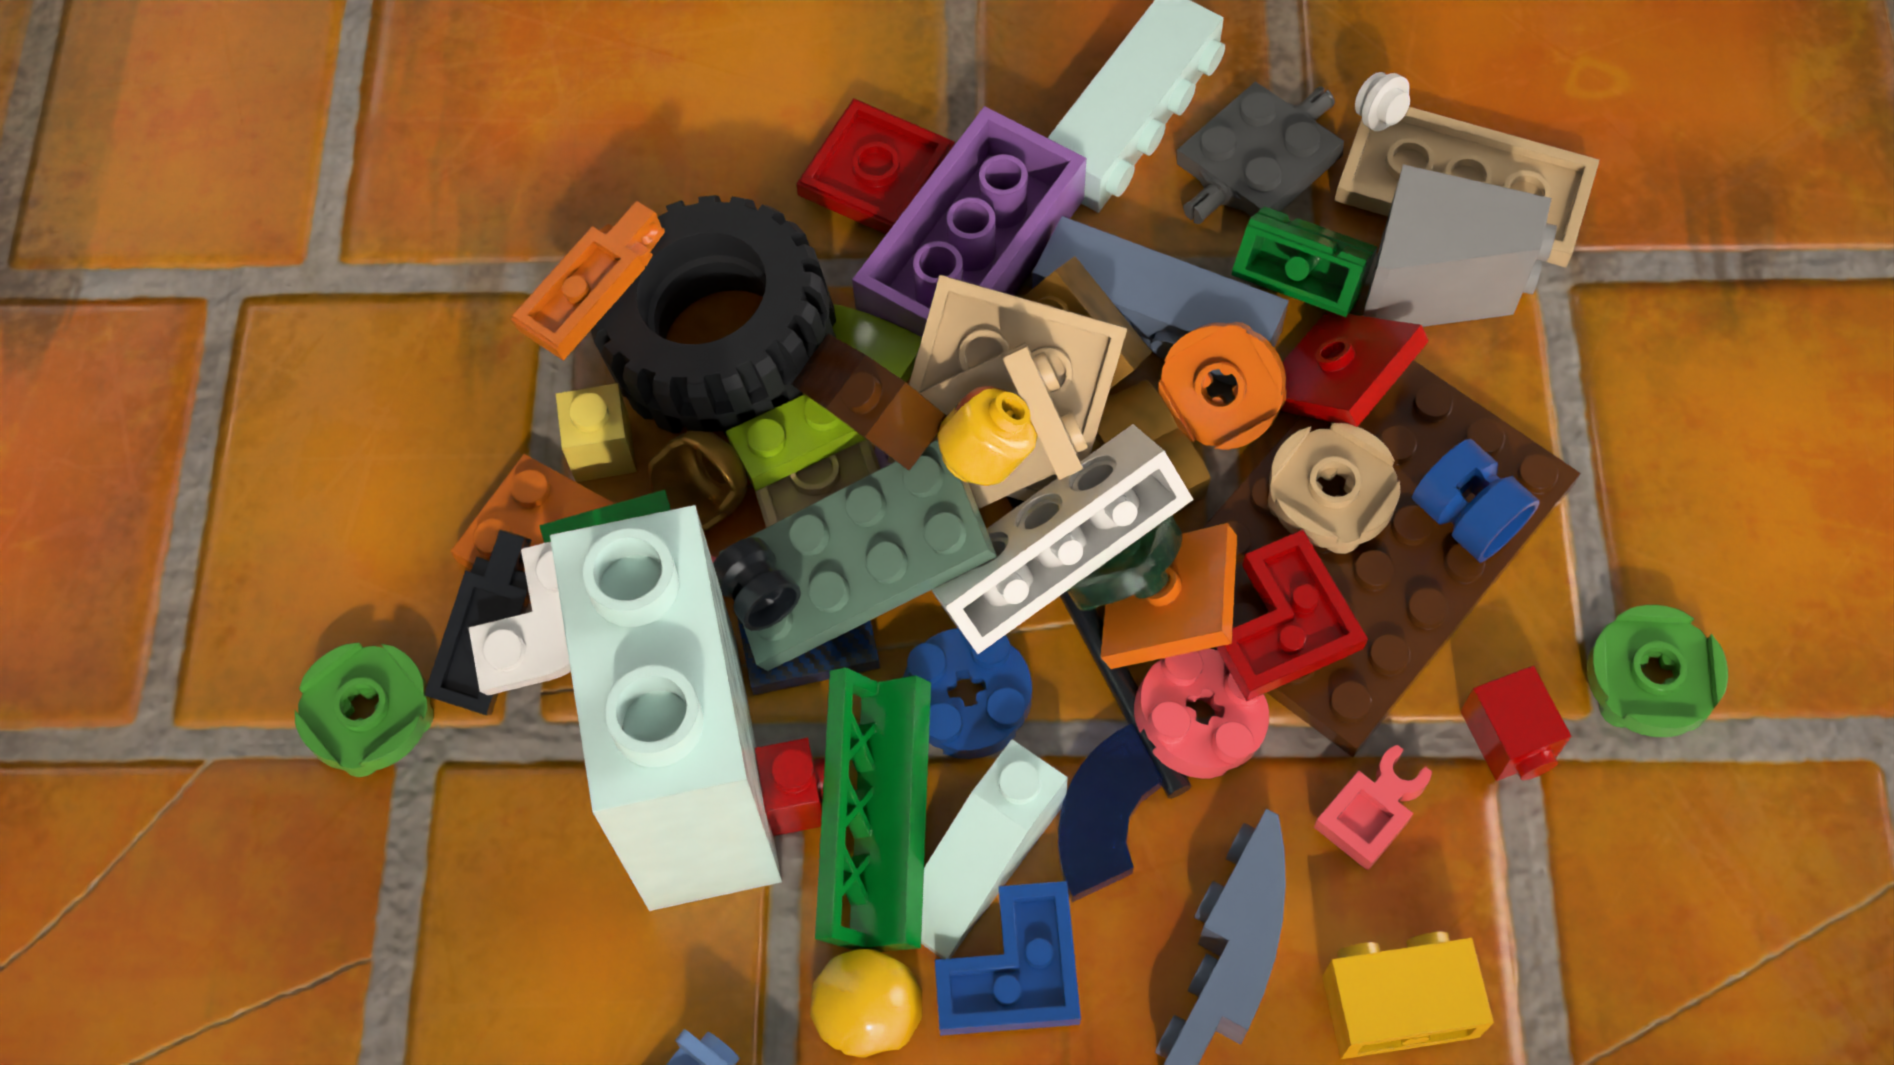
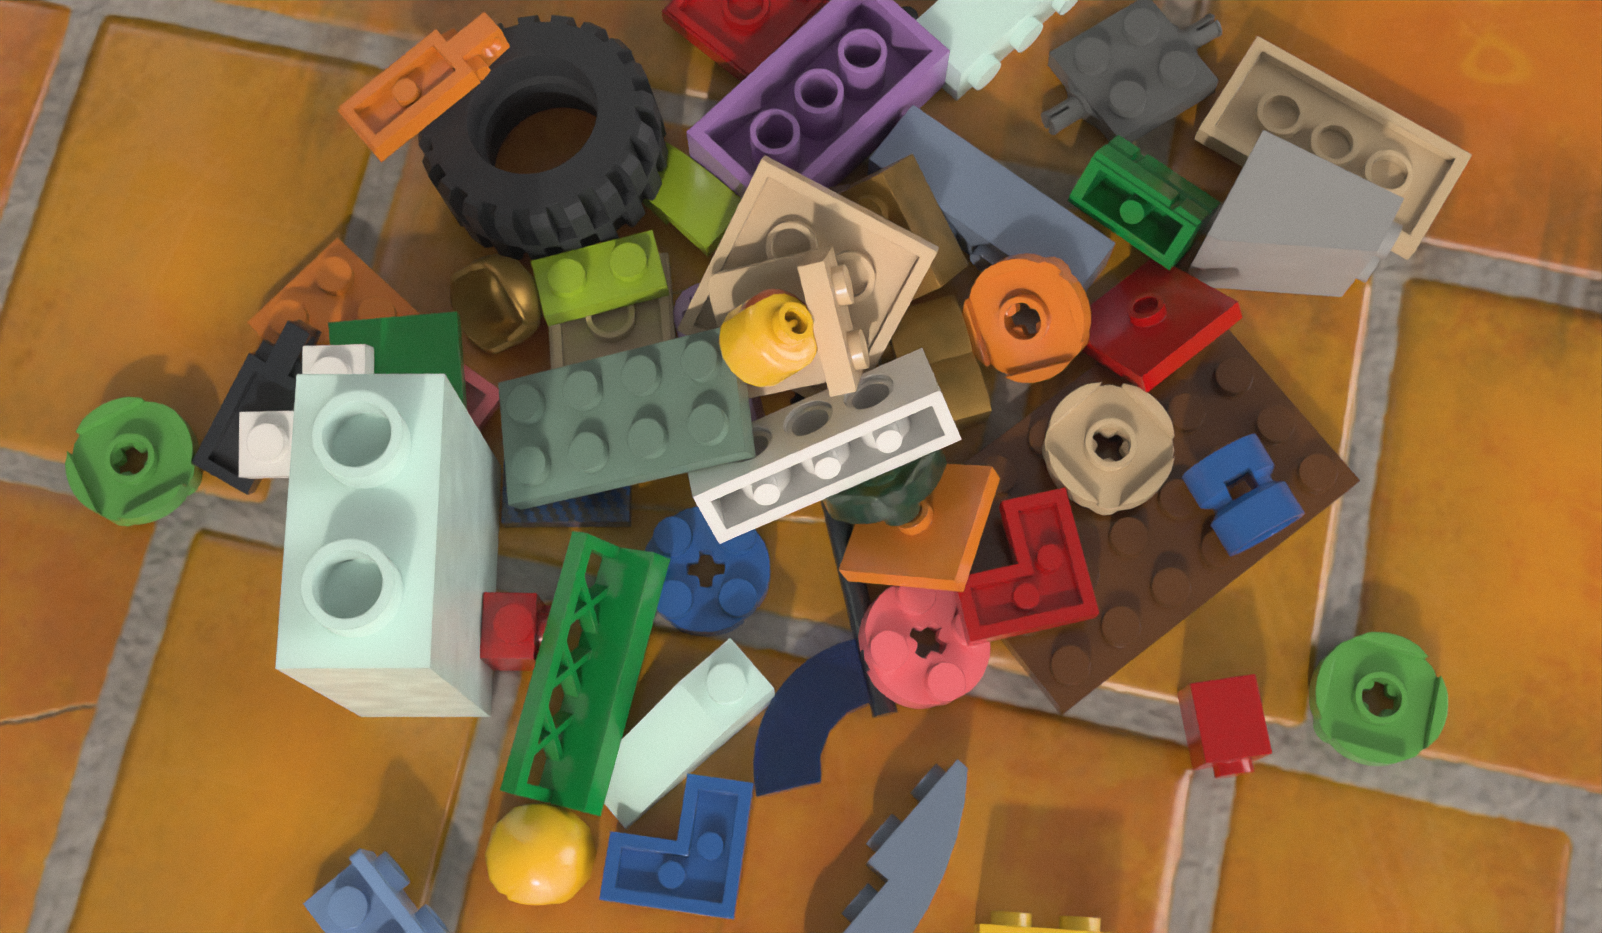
camera: 10 degrees right, 10 degrees up
(596, 432) = (408, 232): light yellow brick -> none
(751, 579) = (517, 432): black wheel -> none
(870, 400) = (665, 272): reddish brown slope -> none
(1370, 814) = (1059, 780): coral plate -> none
(1383, 100) = (1267, 47): white plate -> none

